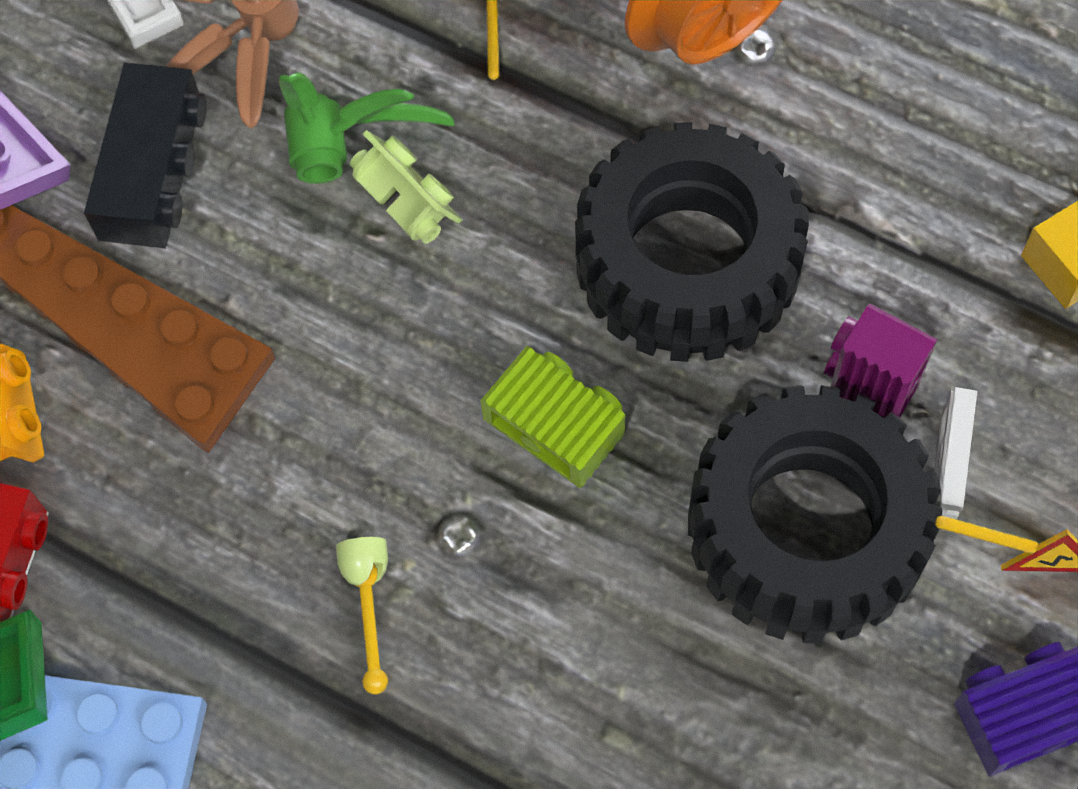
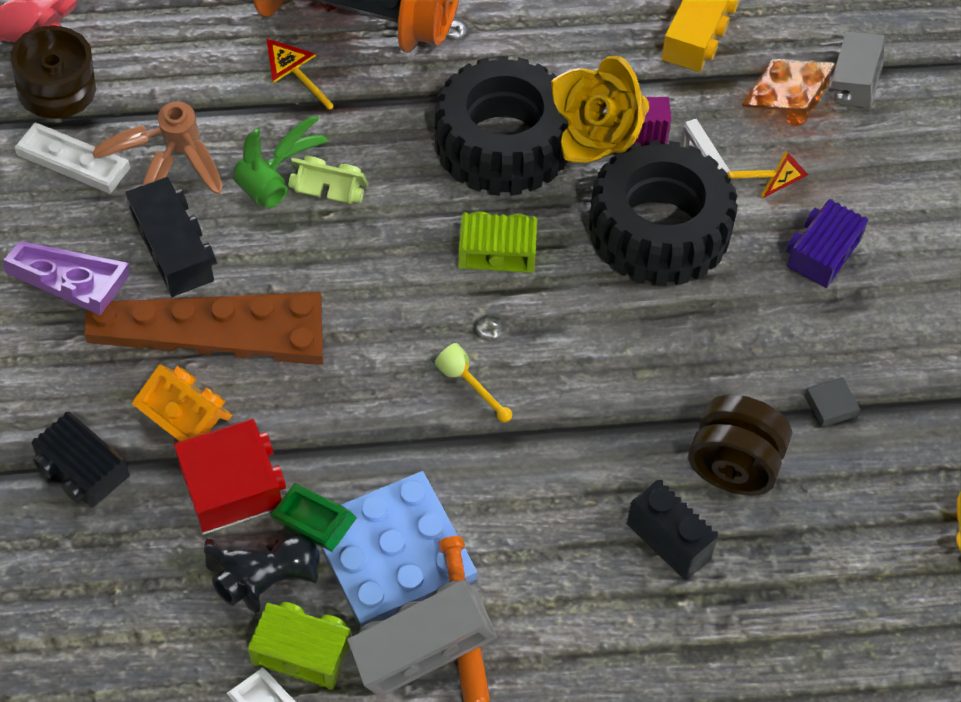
camera: 40 degrees left, 10 degrees down
(811, 316) = (581, 99): none -> yellow brick

